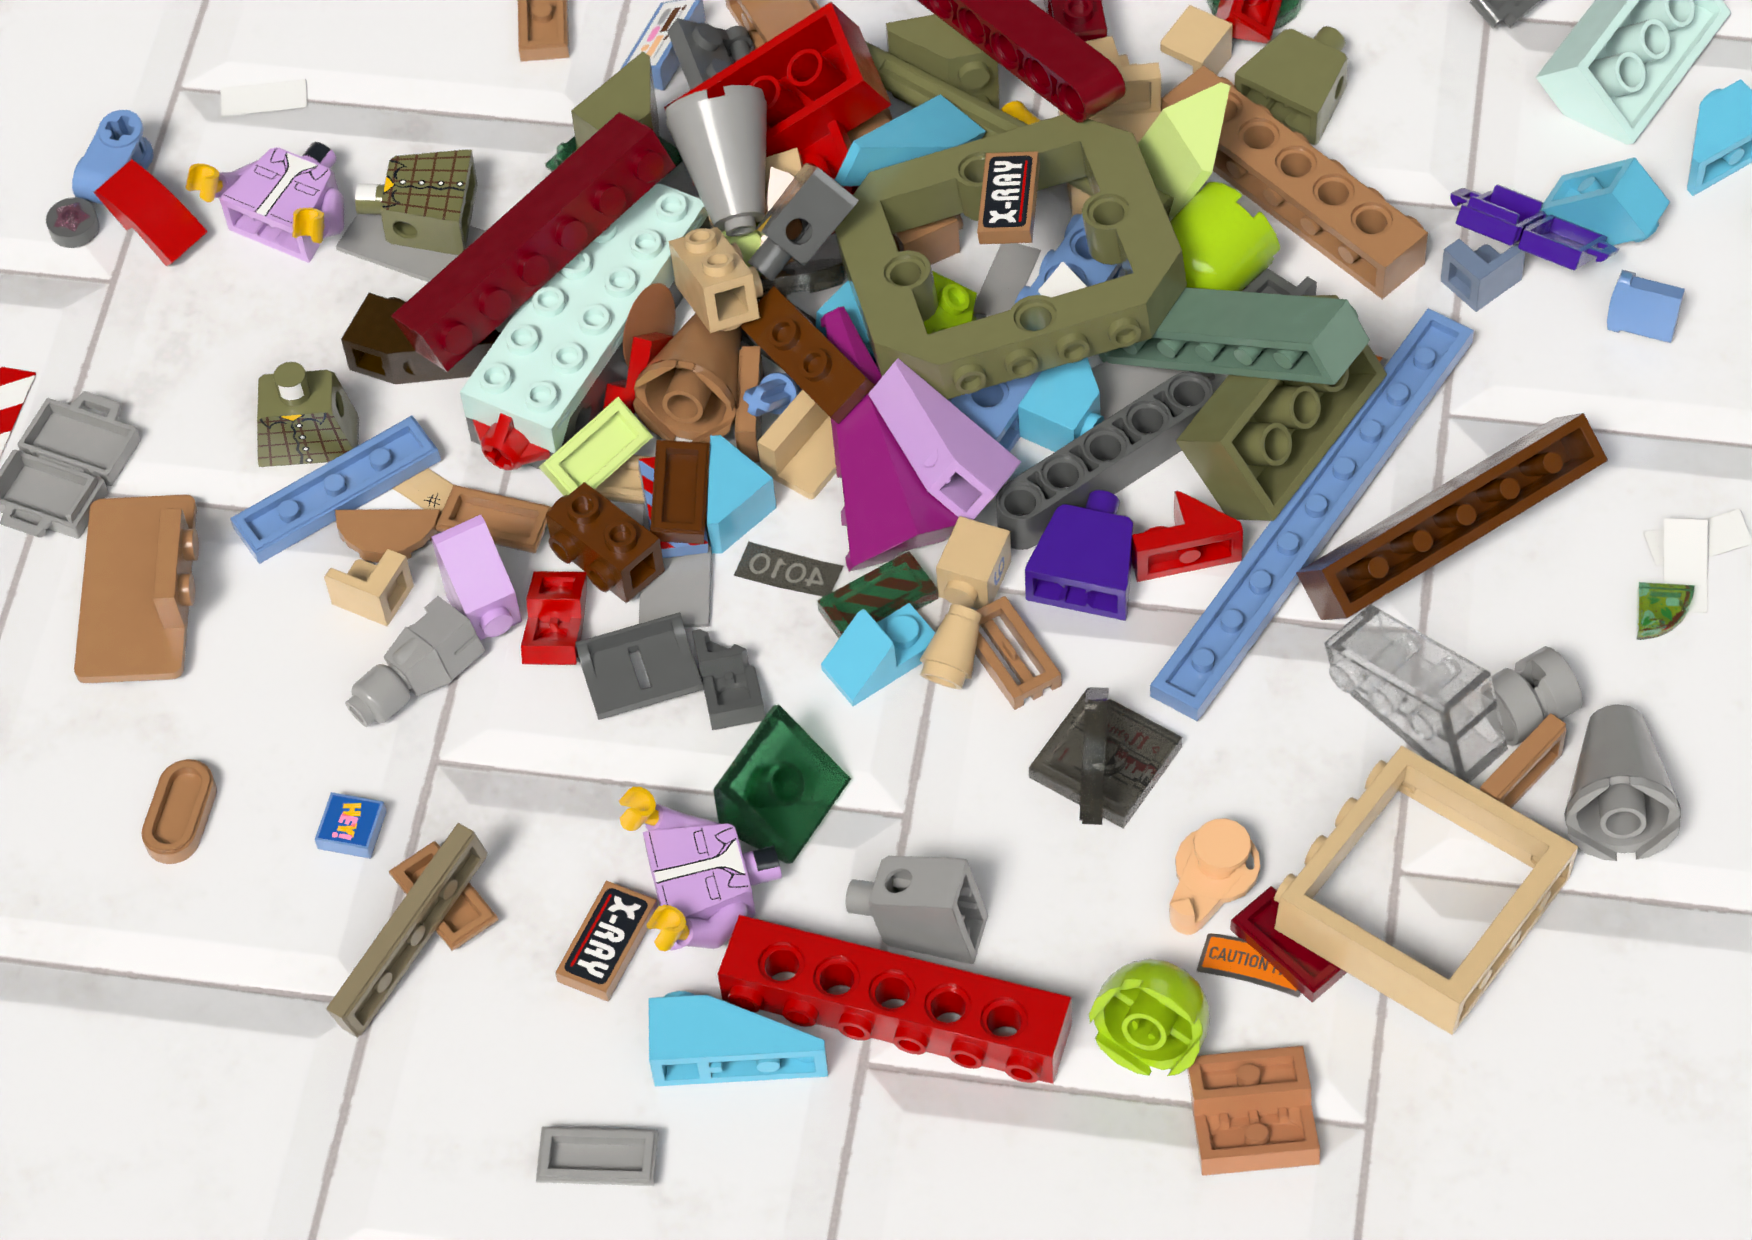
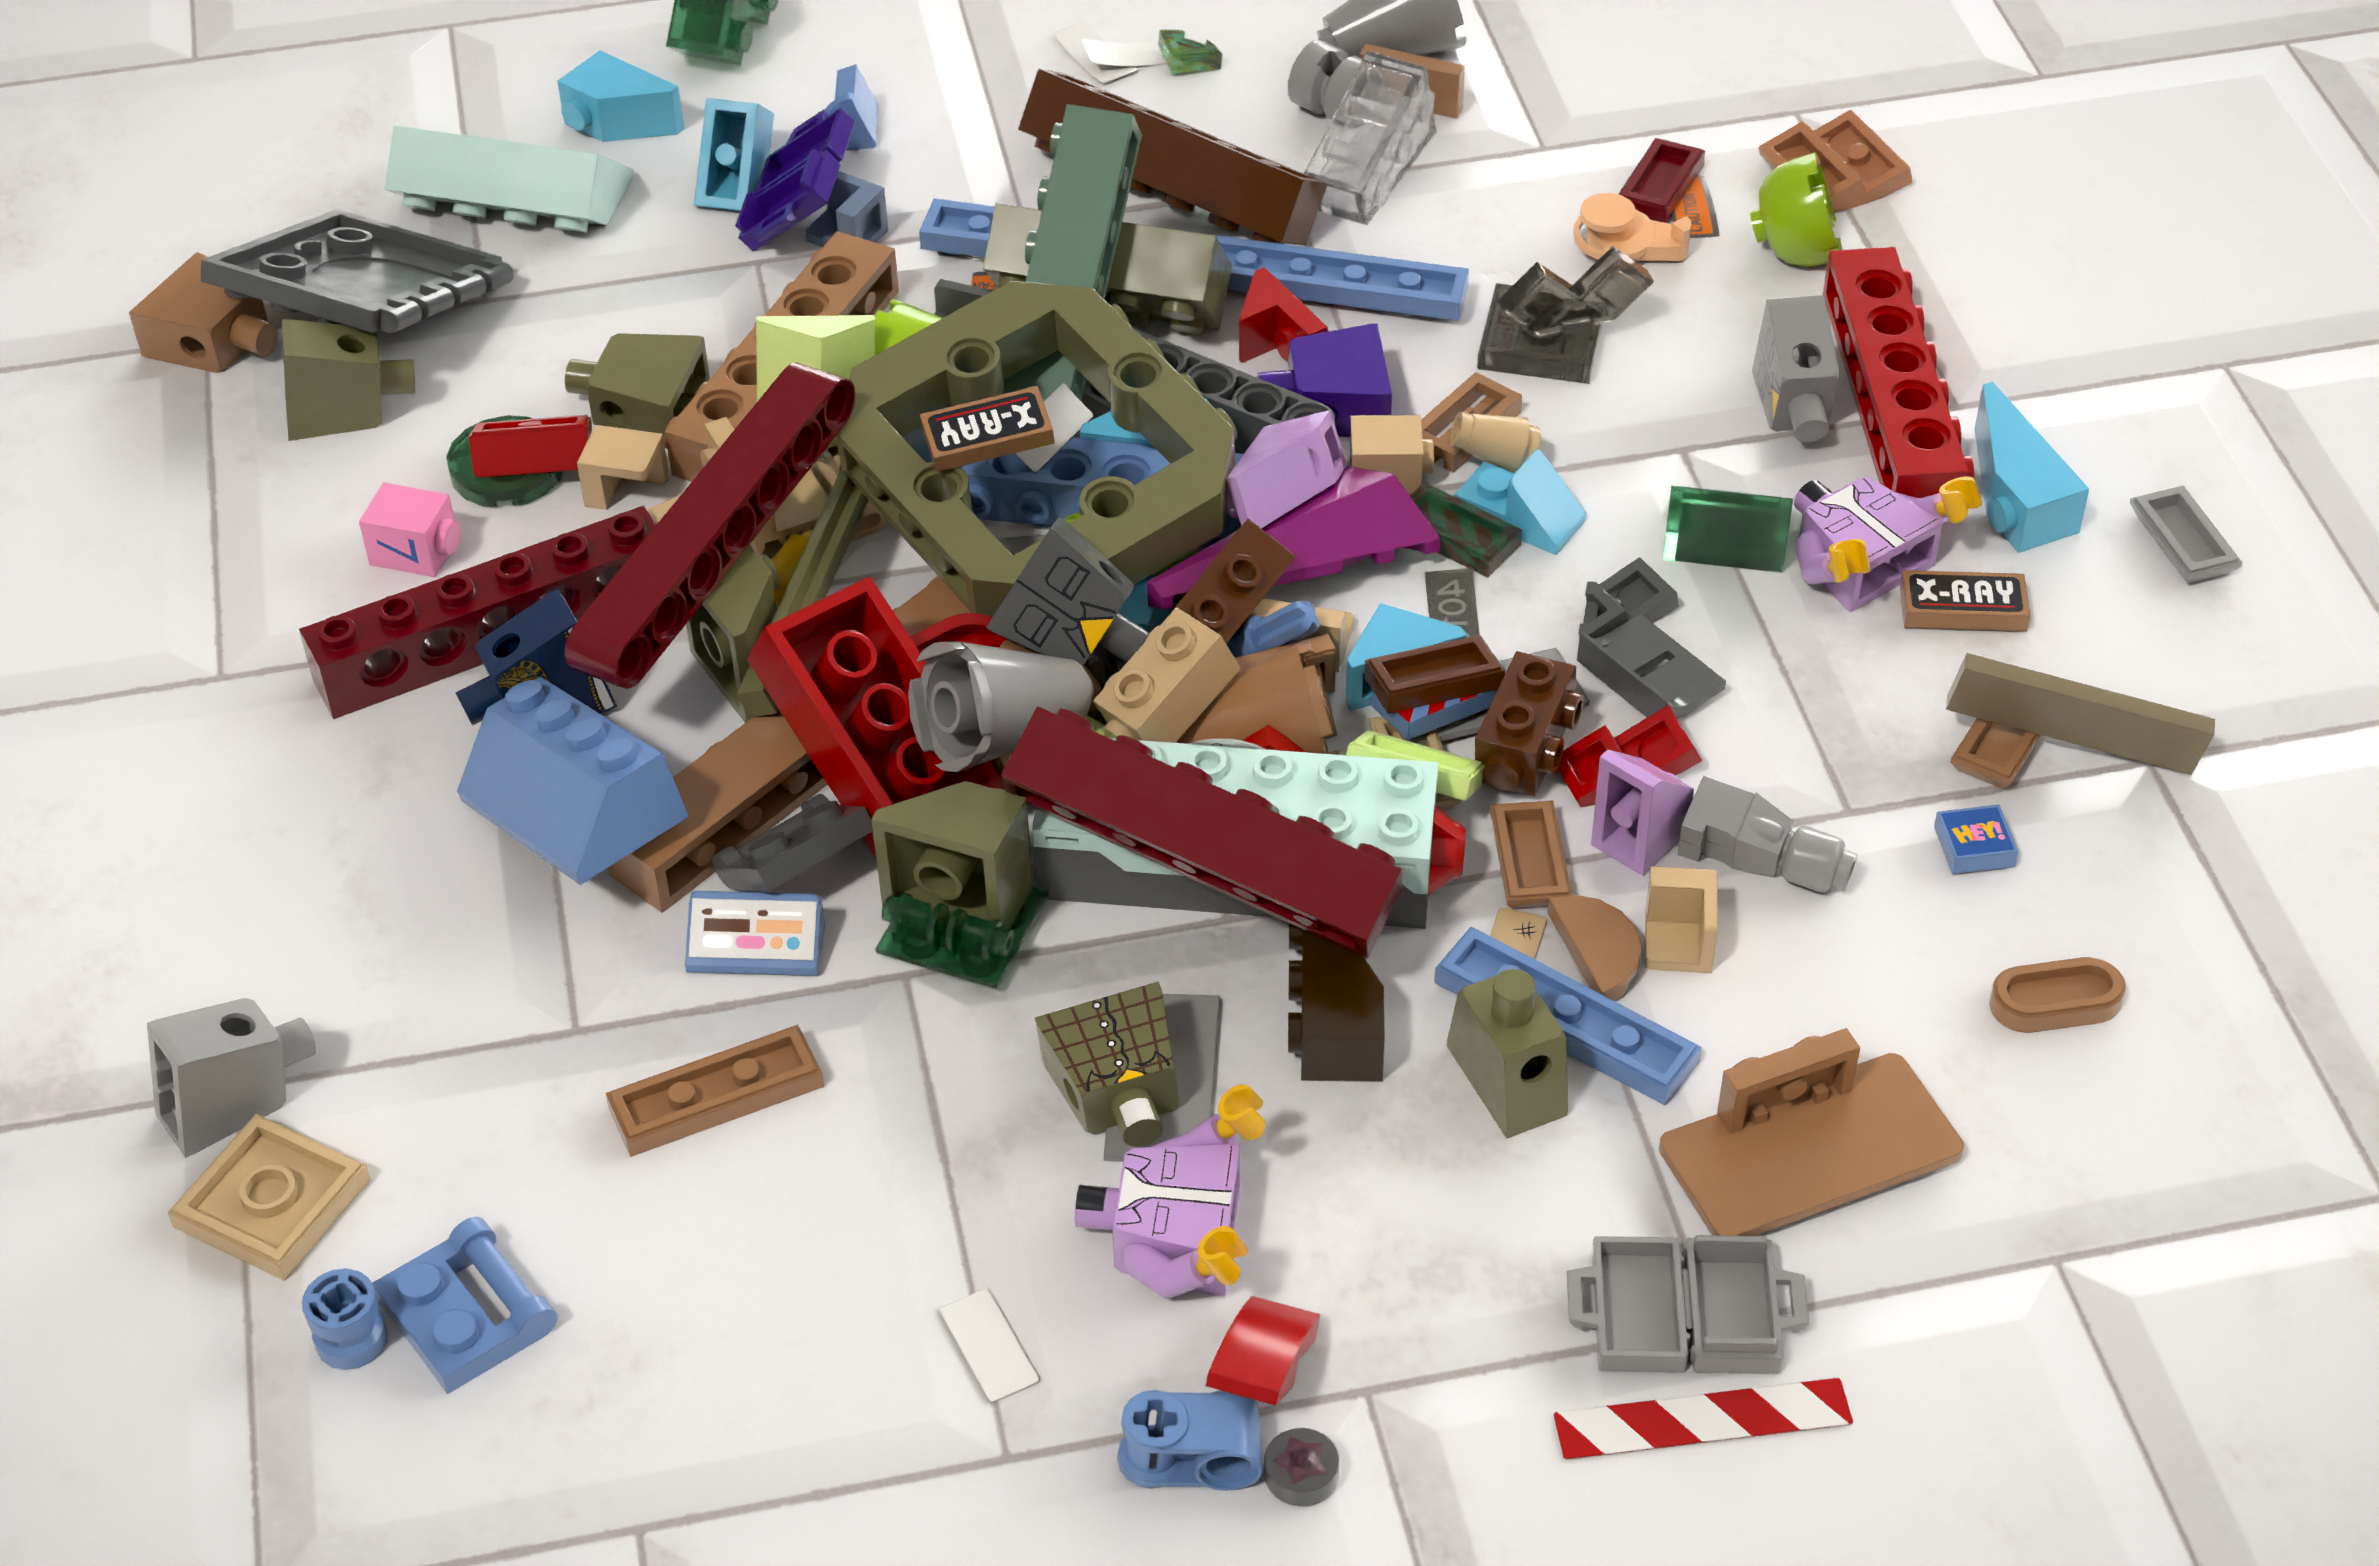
camera: 115 degrees left, 10 degrees down
(914, 134) = (914, 577): medium azure slope -> none
(1380, 964) = (1571, 50): tan window -> none

